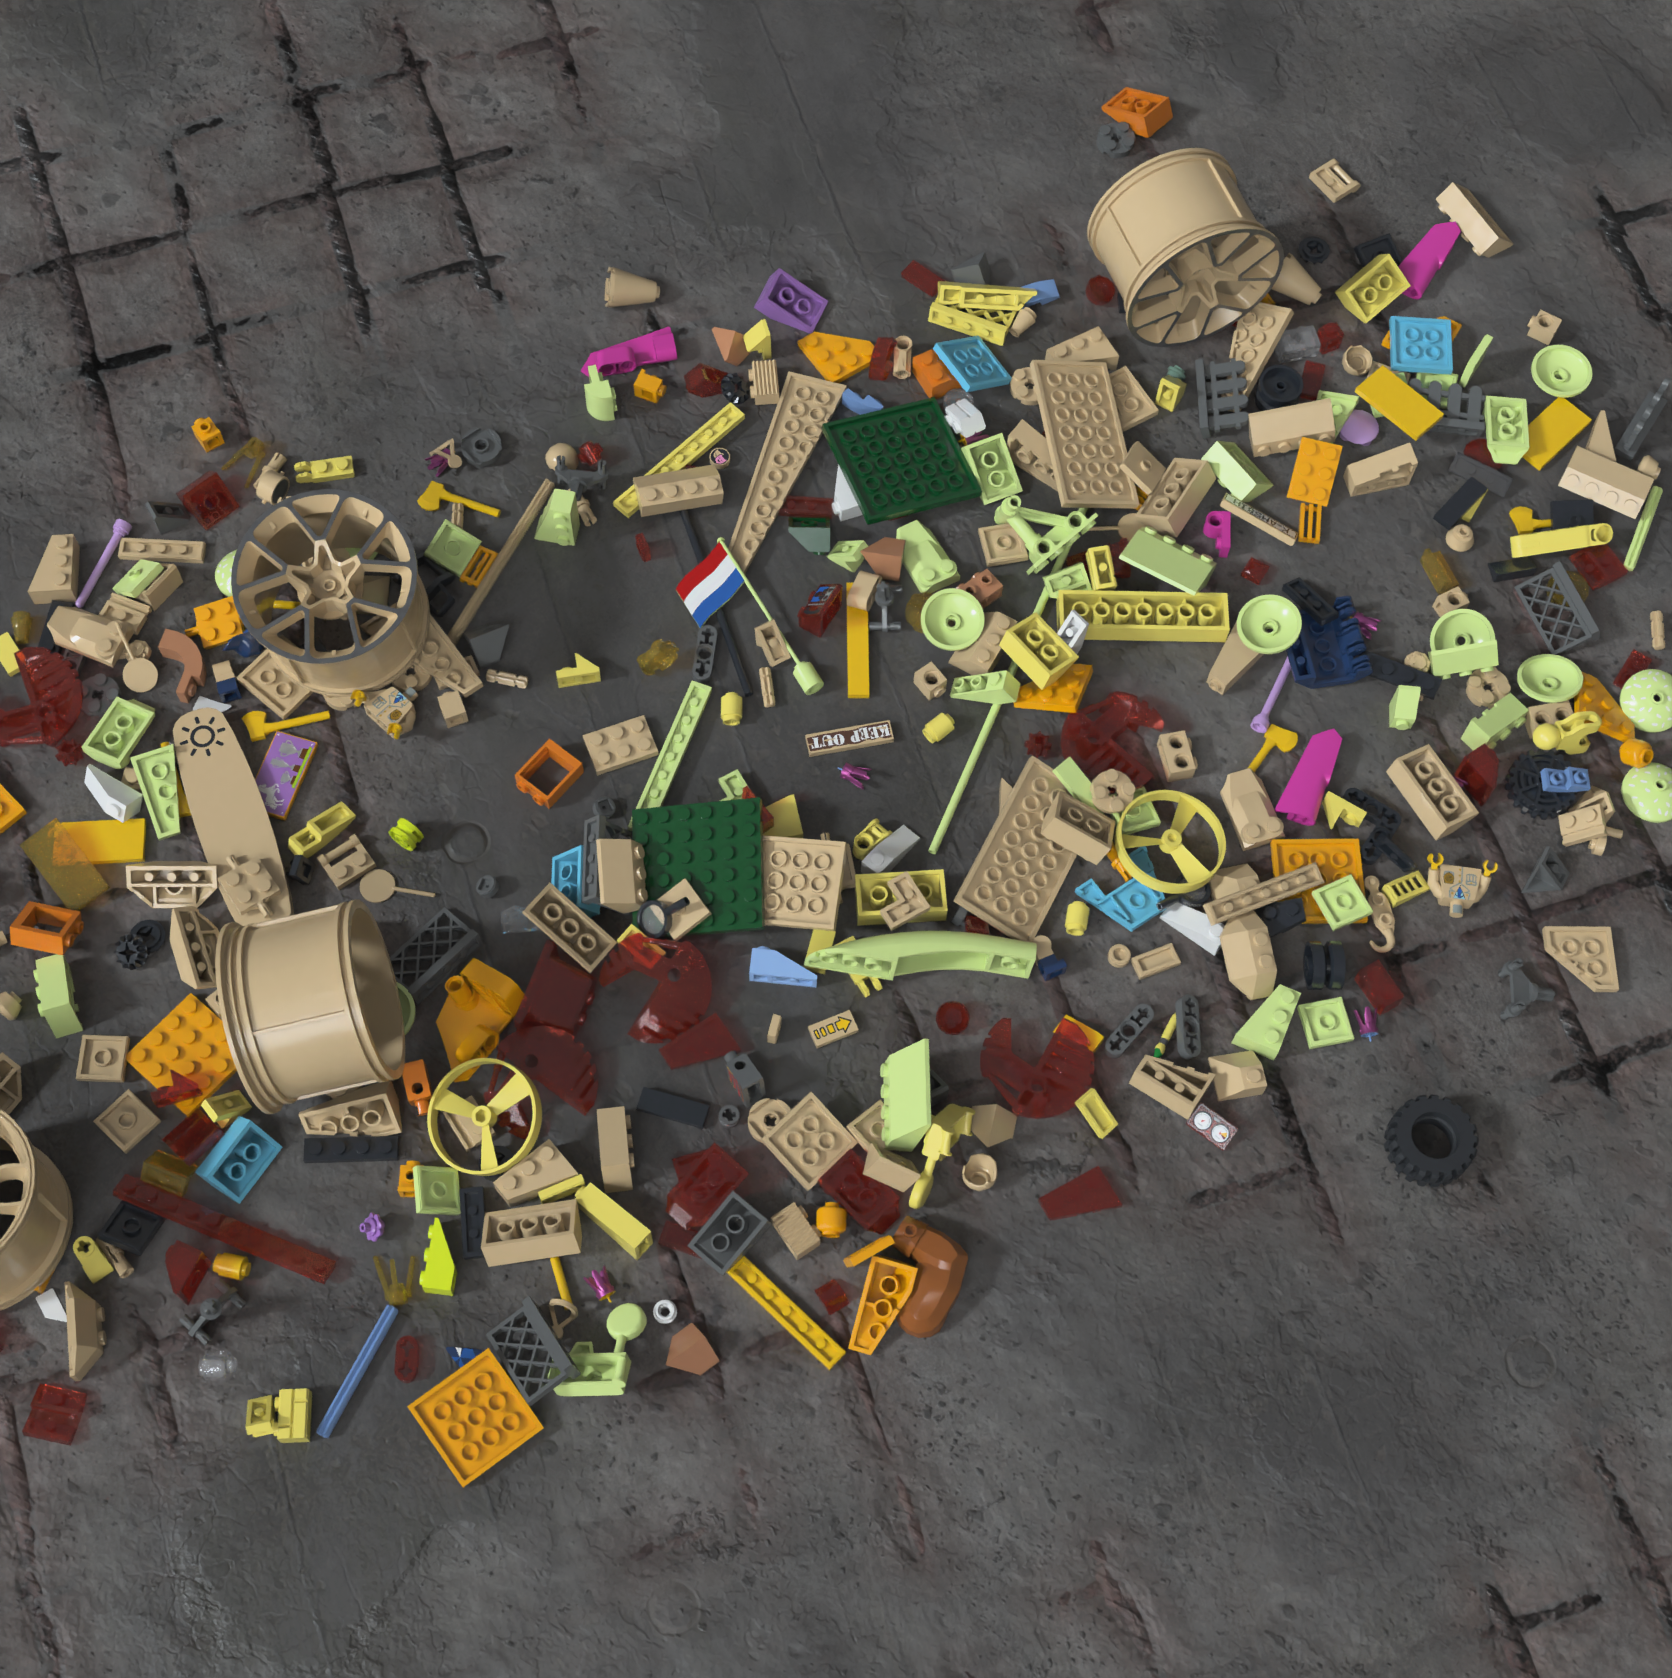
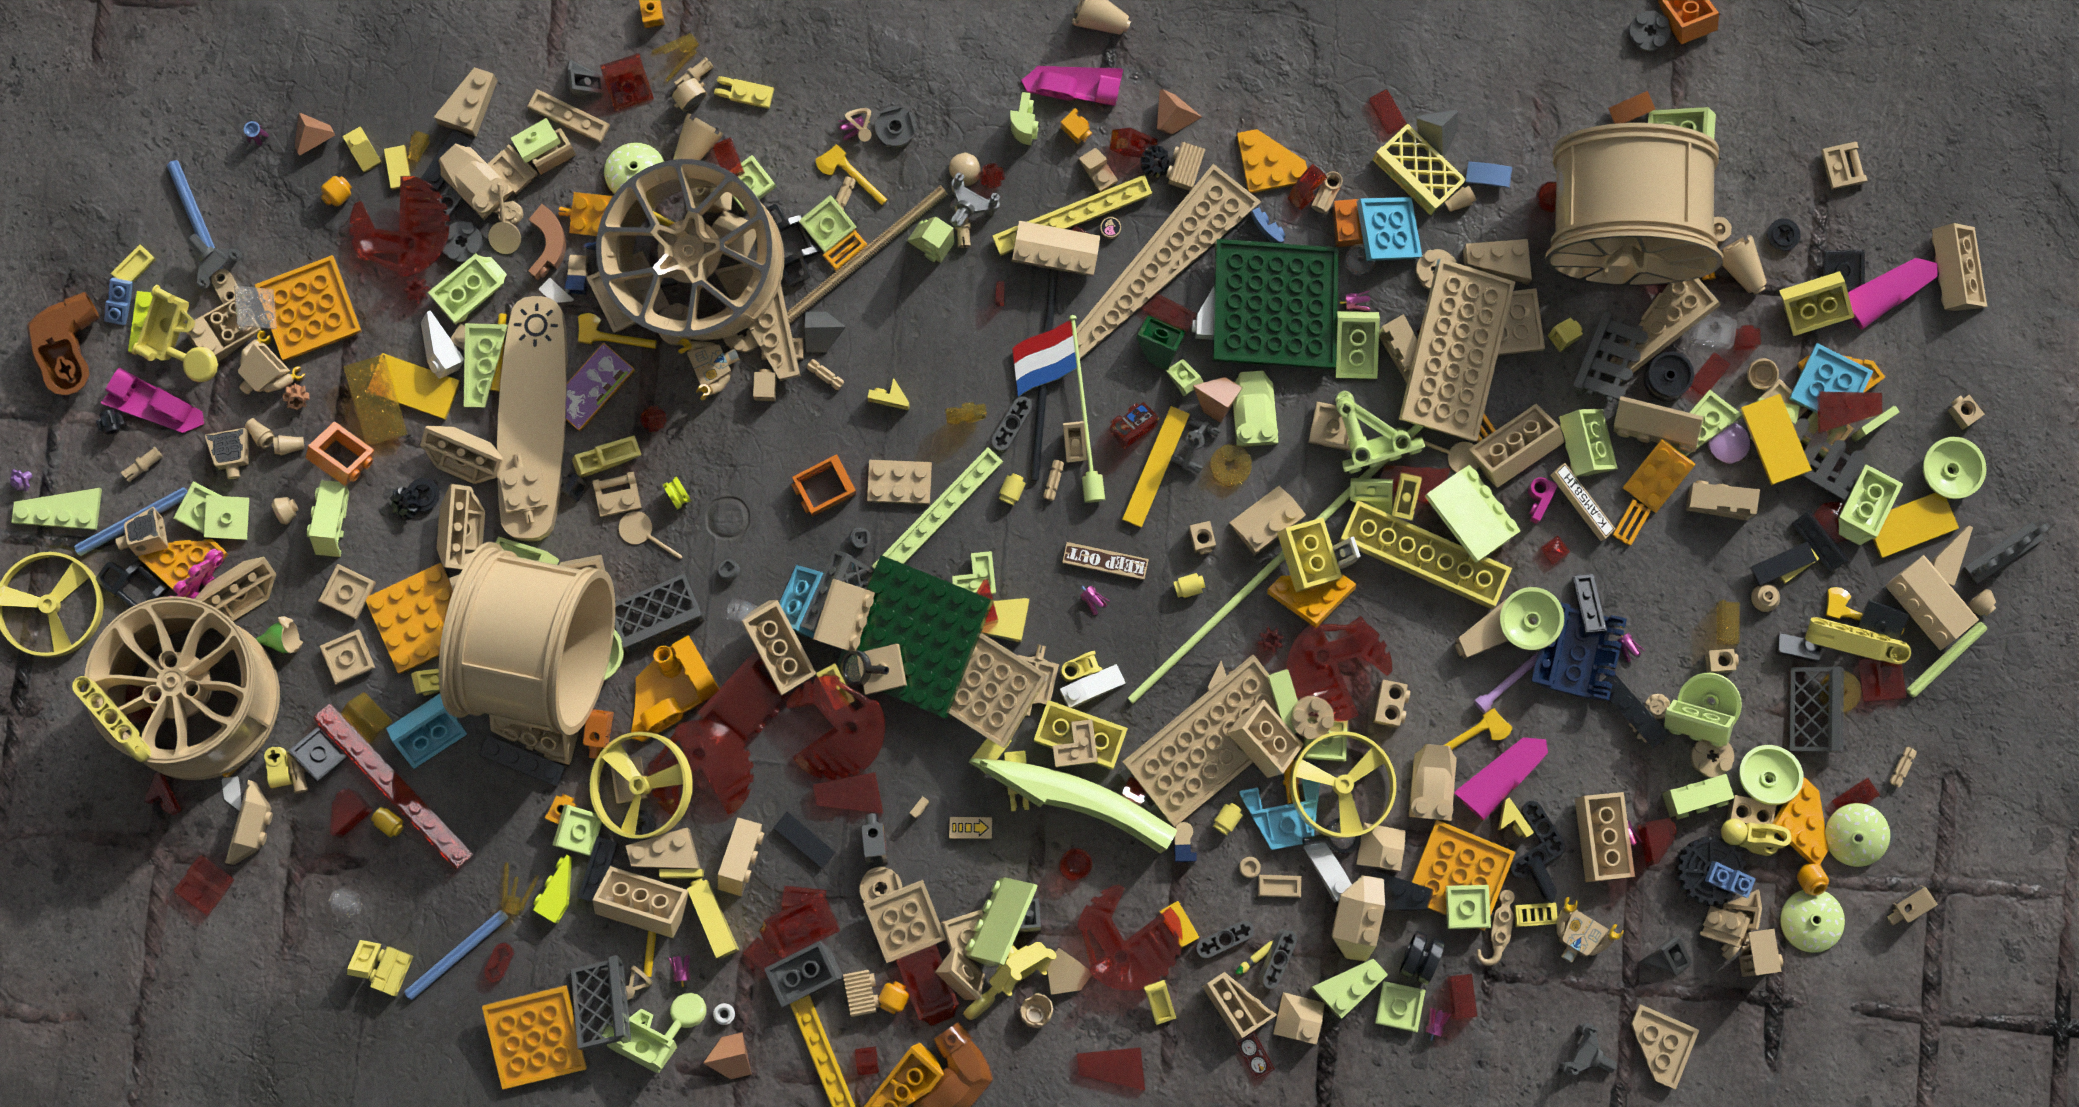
camera: 25 degrees right, 15 degrees up
(49, 1126) = (282, 636): none -> hat
(121, 529) = (537, 82): lavender piece -> none
(182, 1090) = (401, 650): clear red slope -> none
(193, 1137) = (395, 695): clear red slope -> none
(211, 1310) = (357, 855): dark grey axle -> none
(354, 777) = (653, 418): none -> clear red gear
(373, 1227) = (514, 838): medium lavender plant -> none
(463, 1355) = (547, 980): sticker -> none
(685, 415) = (1098, 170): none -> tan slope
(724, 1121) = (842, 870): dark grey bush -> none
(759, 339) = (1196, 121): light yellow slope -> none
(774, 967) = (942, 750): light blue slope -> none
(790, 302) = (1248, 89): medium lavender slope -> none
(863, 590) = (1180, 424): tan beam -> none
(868, 1251) = (911, 1039): light orange tile -> none
(953, 606) = (1247, 504): yellowish green dish -> none
(964, 418) = (1354, 285): white brick -> none
(983, 296) = (1435, 158): light yellow wedge -> none
(983, 587) = (1285, 467): nougat brick -> none
(988, 688) = (1248, 566): yellowish green slope -> none
(1142, 467) = (1498, 404): tan plate -> none
(1176, 372) = (1581, 315): sand green plate -> none
(1263, 894) = (1399, 871): tan tile -> none
(1404, 707) = (1620, 747): yellowish green slope -> none
(1444, 355) = (1844, 408): none -> clear red wing
(1631, 831) = (1760, 954): none -> tan wedge

